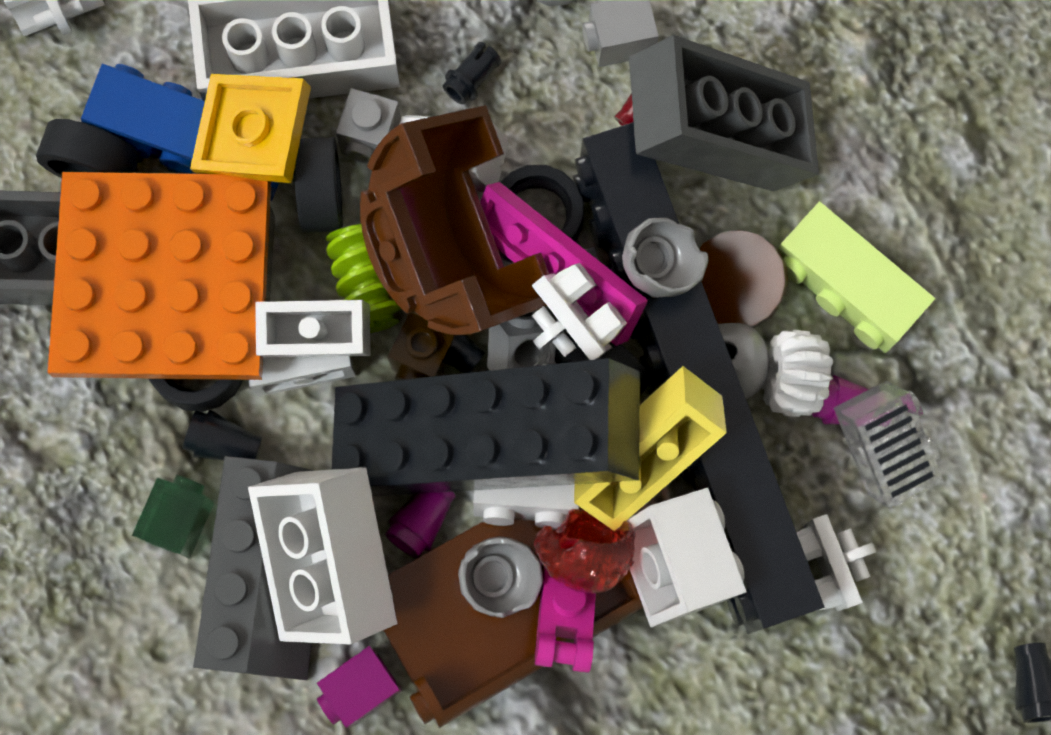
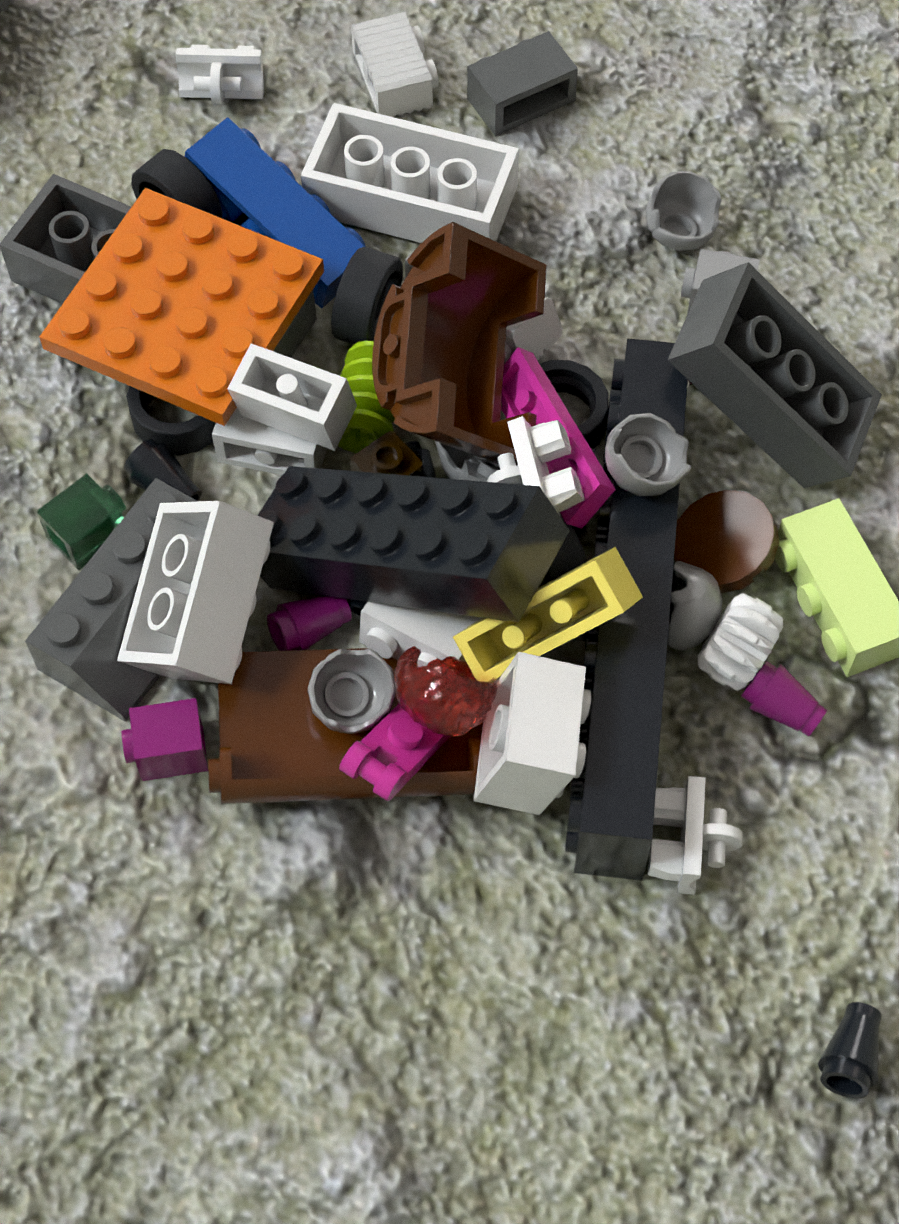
camera: 30 degrees right, 15 degrees down
(251, 127) = (330, 214): yellow plate -> none
(471, 73) = (567, 270): black pin -> none
(890, 443) = (804, 744): clear brick -> none

